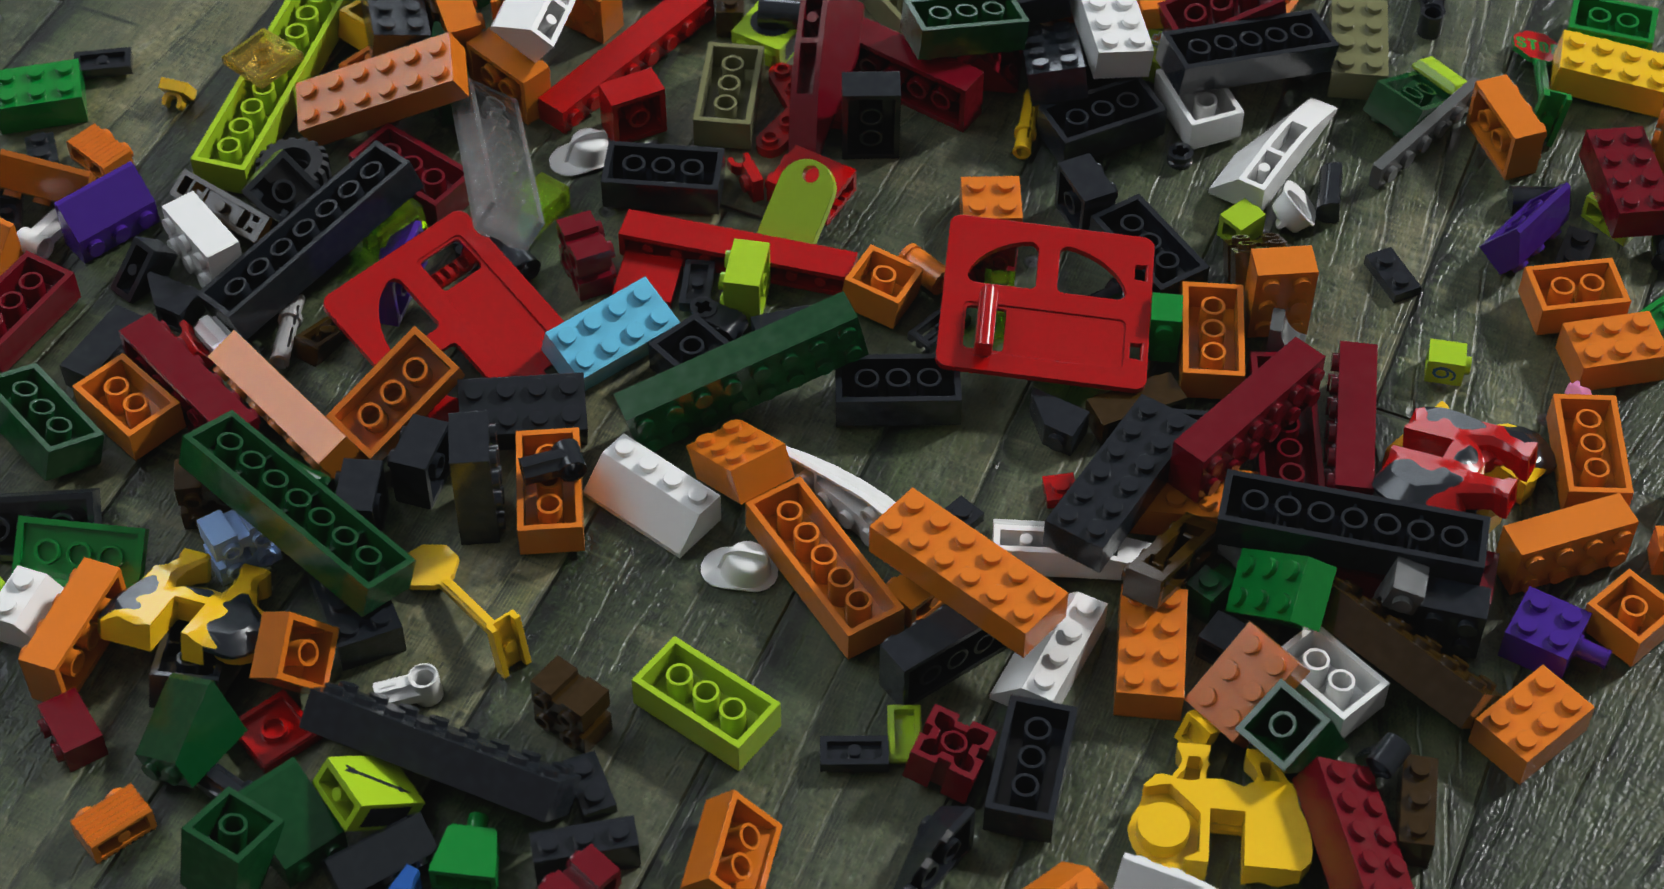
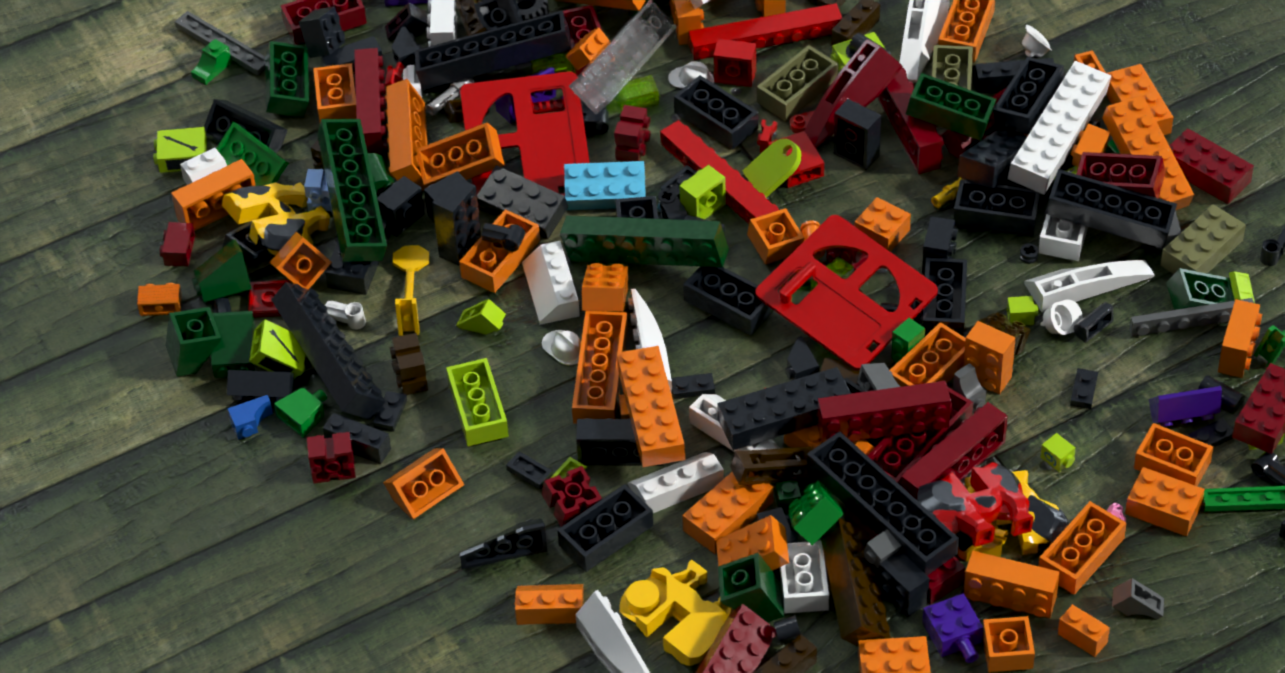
camera: 40 degrees right, 0 degrees up
(47, 331) = (322, 32): none -> black brick
(445, 173) = (587, 48): none -> orange brick
(602, 591) = (482, 318): none -> lime slope
(661, 272) = (661, 165): red tile -> none
(1192, 389) = (876, 377): none -> dark grey brick
(1196, 729) = (710, 562): yellow tile -> none

